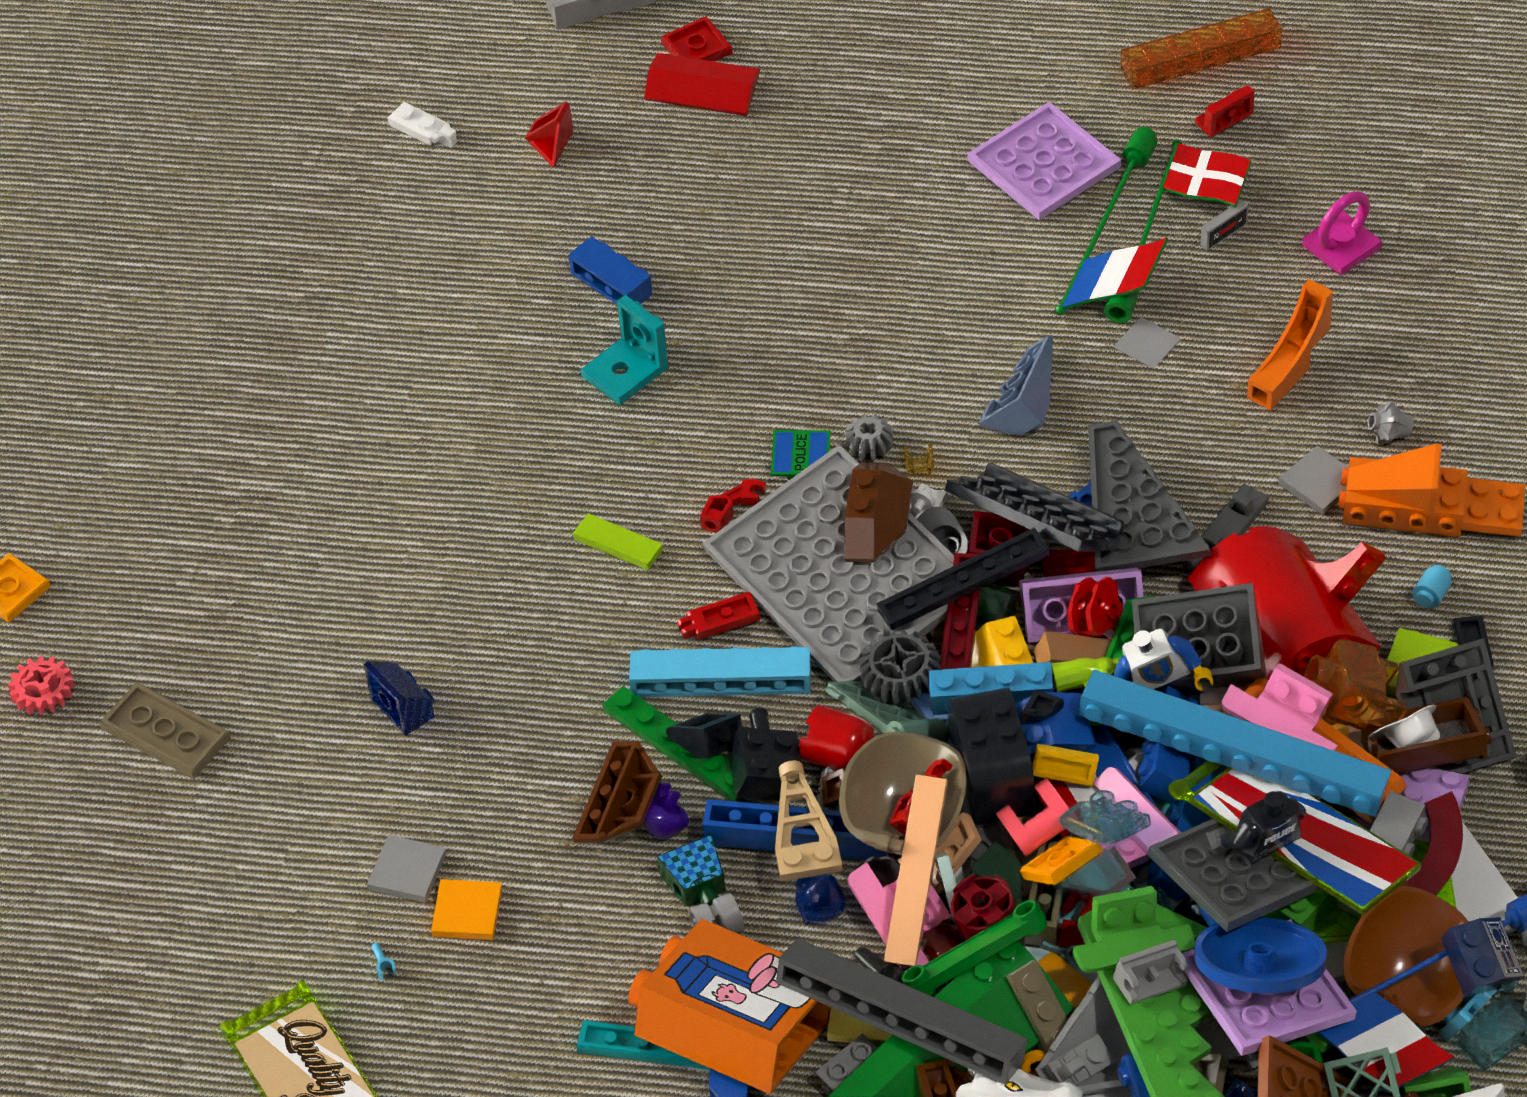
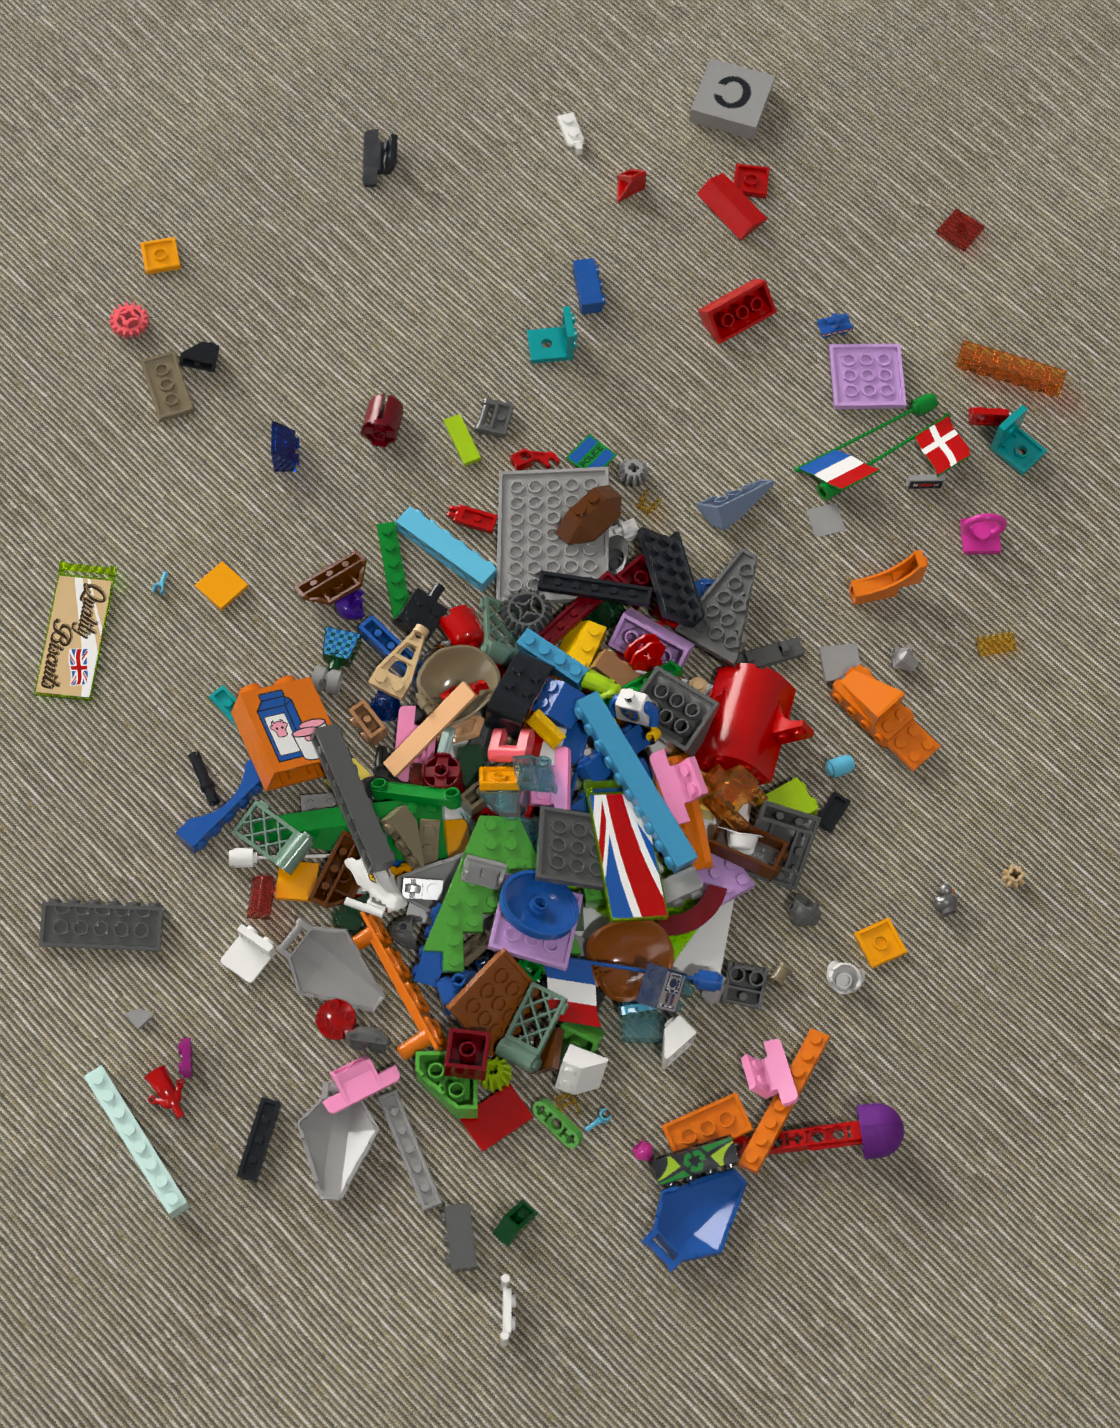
camera: 30 degrees right, 15 degrees up
(184, 663) = (201, 356): none -> black slope
(199, 299) = (378, 157): none -> black plate
(406, 868) = (213, 543): light grey tile -> none
(496, 578) = (382, 419): none -> dark red cylinder
(644, 486) = (500, 418): none -> dark grey plate
(706, 733) = (407, 582): black tile -> none
(820, 926) = (368, 723): none -> medium nougat brick
(821, 186) = (738, 310): none -> red slope
(952, 130) = (834, 325): none -> blue hips
(1006, 1004) = (404, 831): none -> dark tan slope
(1042, 706) = (556, 690): black tile -> none
(1126, 925) = (492, 841): bright green plate -> none
(1263, 827) = (602, 839): black torso -> none
(1280, 117) = (1011, 437): none -> teal bracket
(1472, 341) = (995, 643): none -> clear yellow slope

